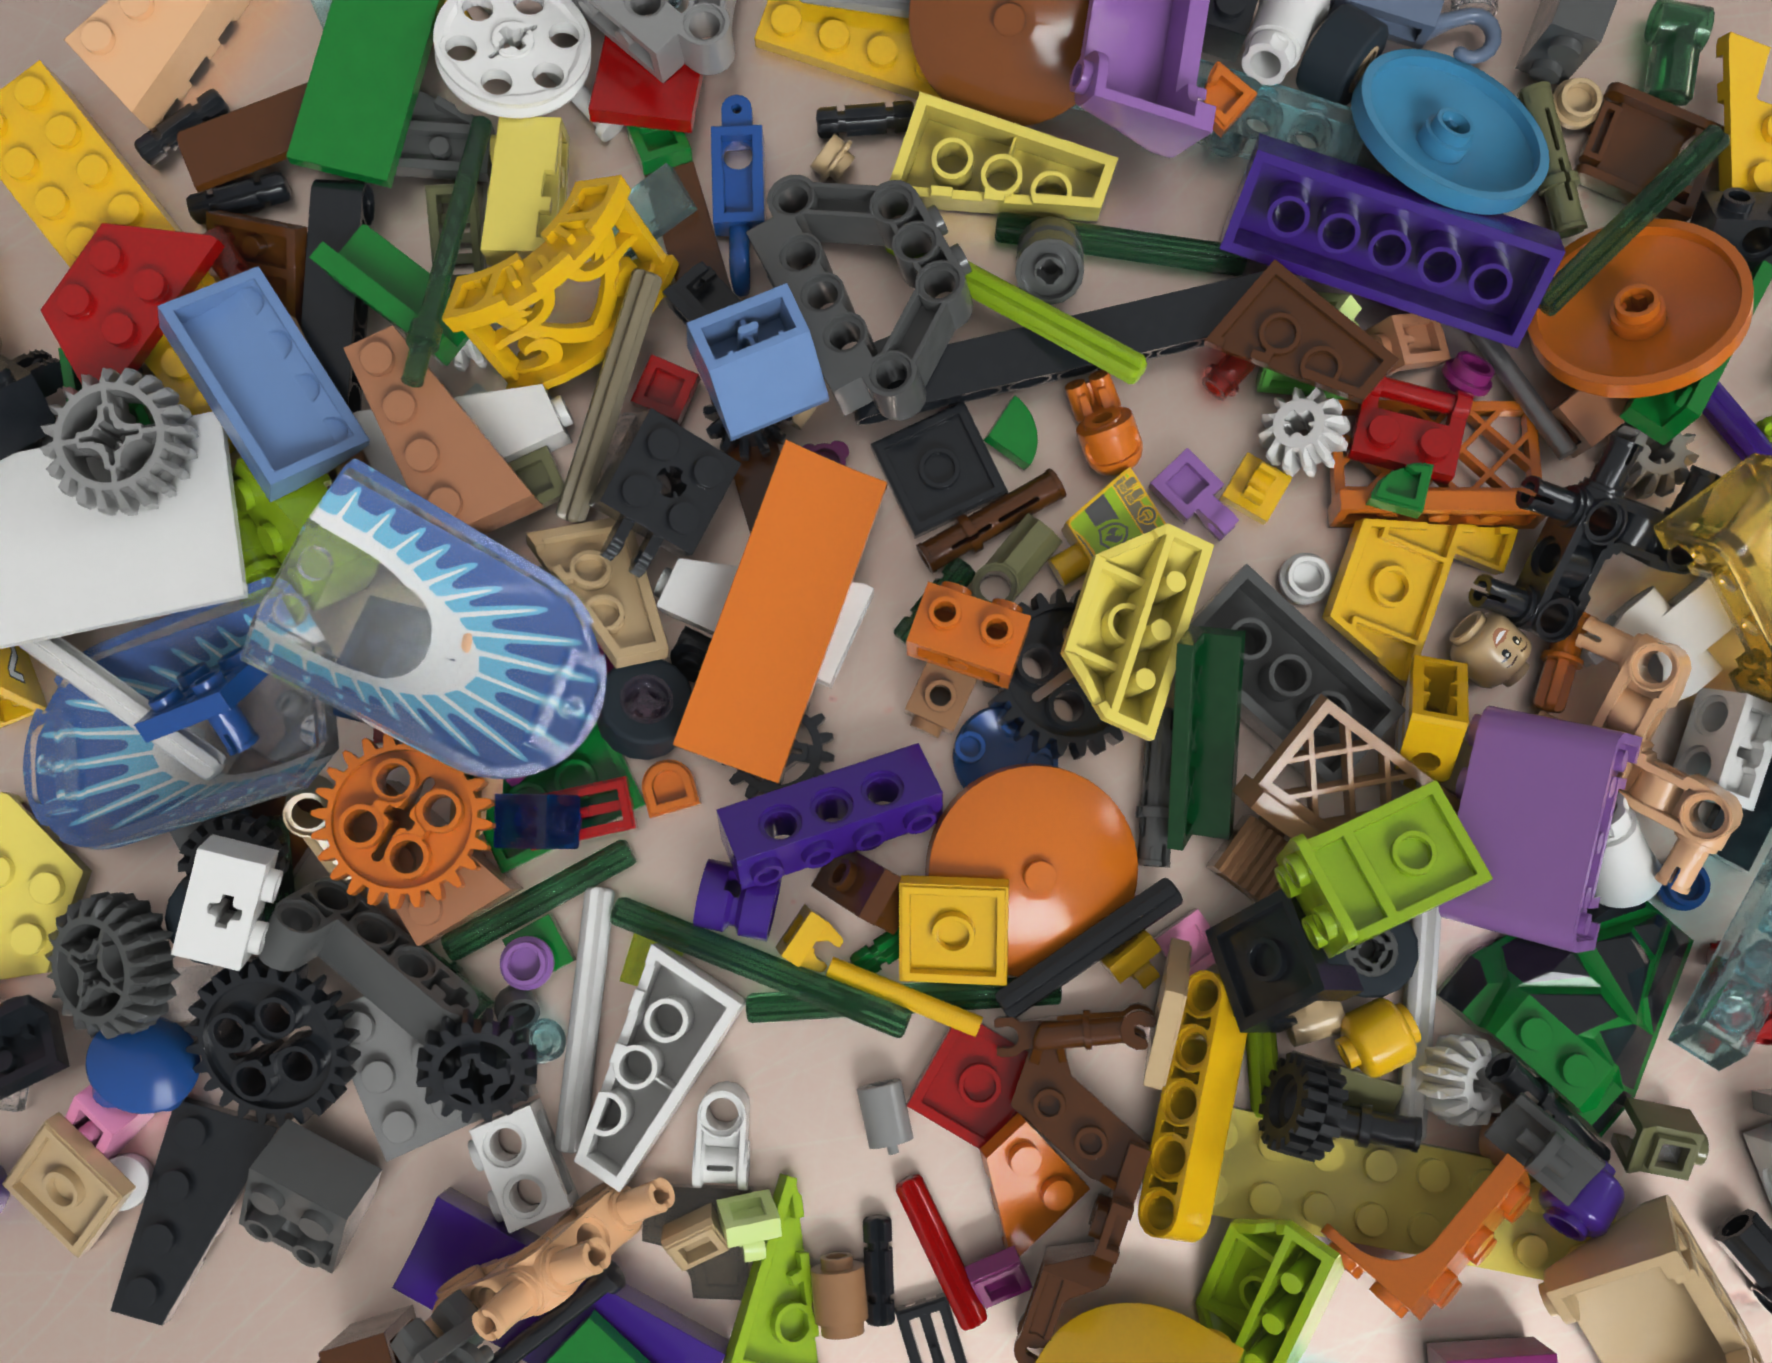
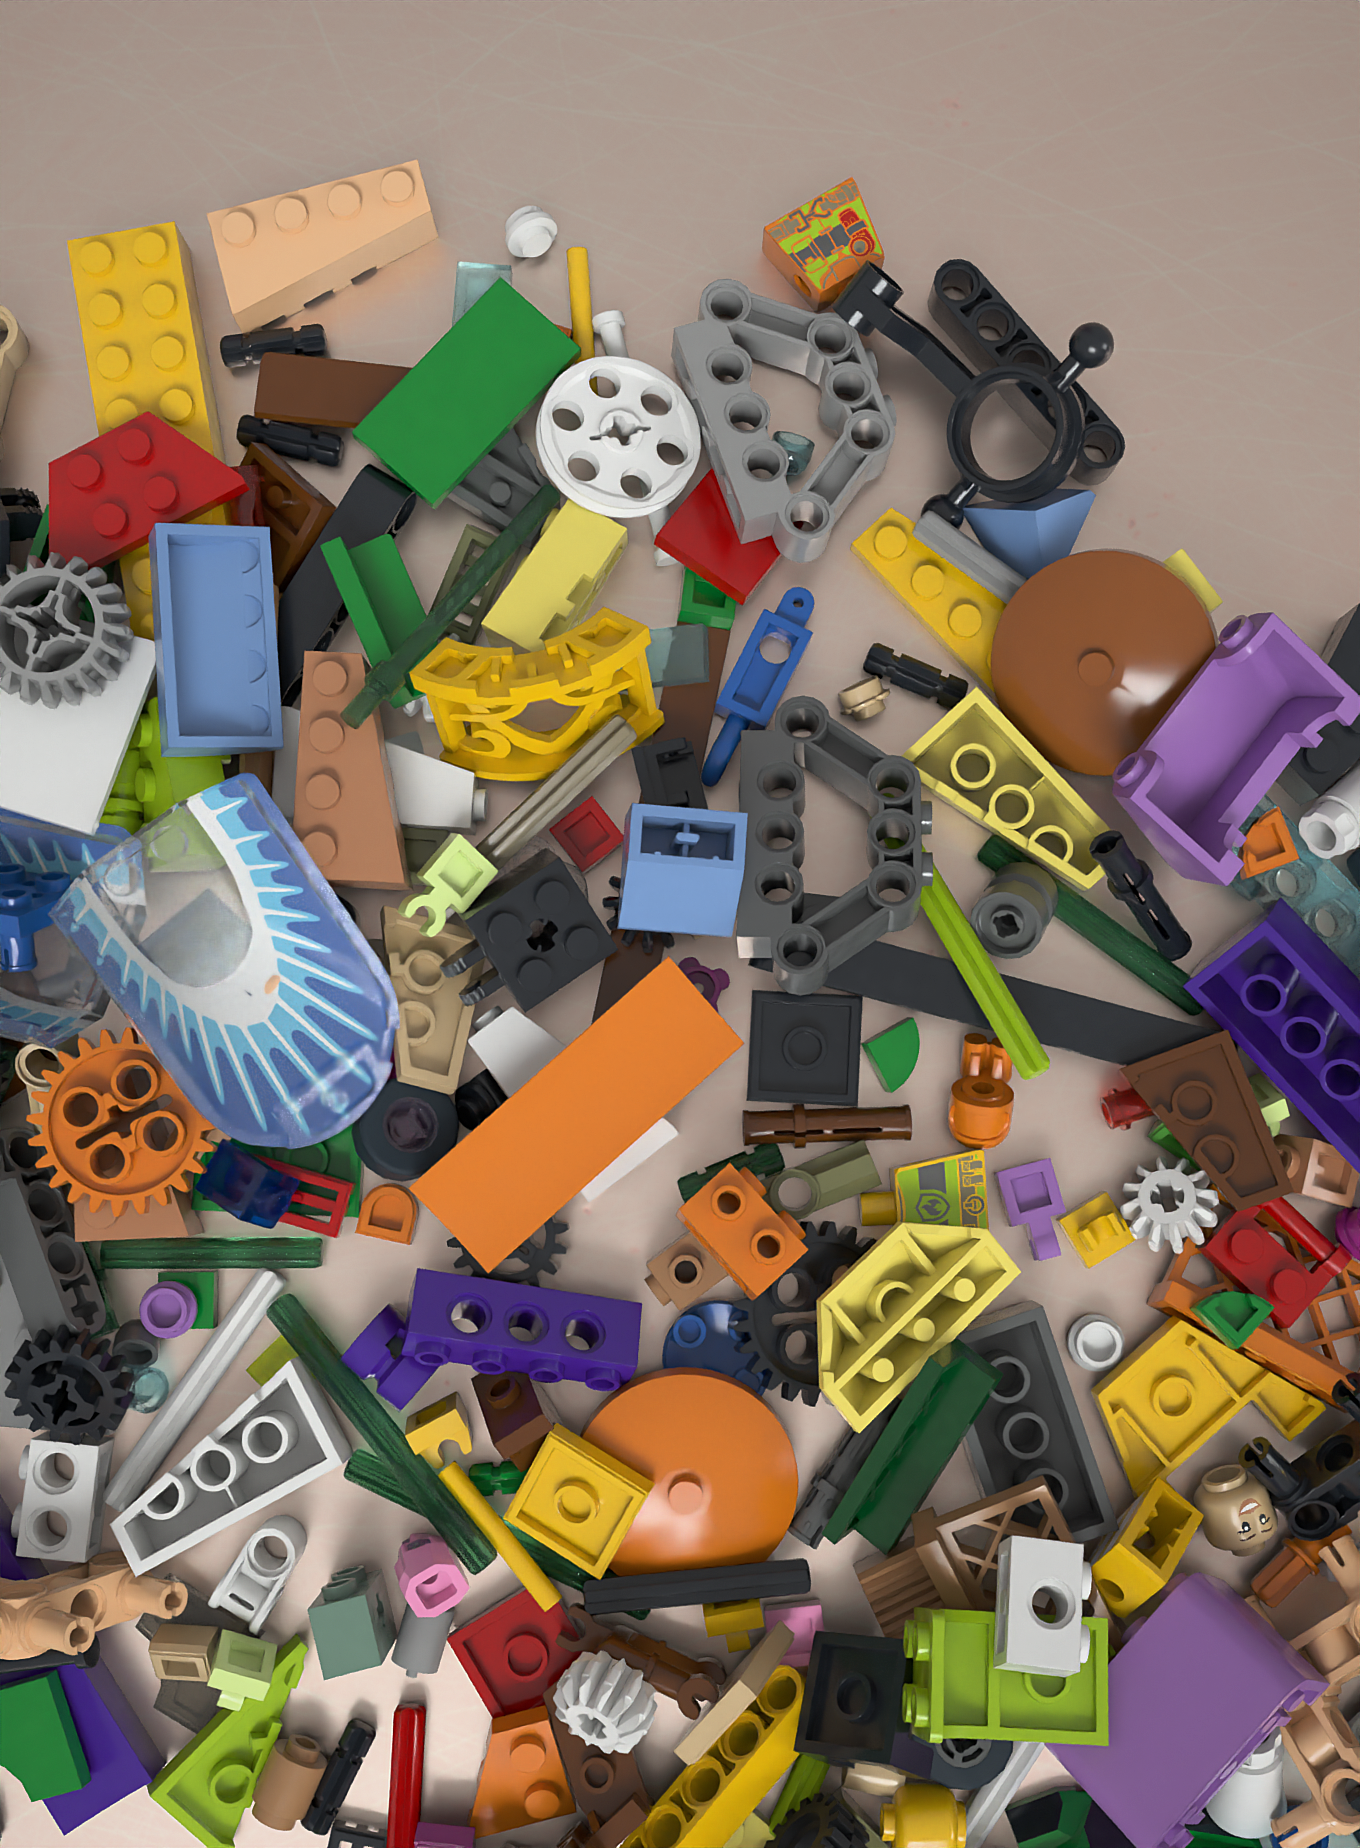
camera: 30 degrees right, 0 degrees up
(573, 476) = (453, 880): none -> yellowish green plate
(820, 1131) = (352, 1622): none -> sand green brick
(864, 1058) = (430, 1575): none -> bright pink rock
(1065, 1074) = (605, 1702): none -> white gear
(1110, 166) = (1117, 859): none -> black pin
(1377, 827) = (1020, 1637): none -> white brick

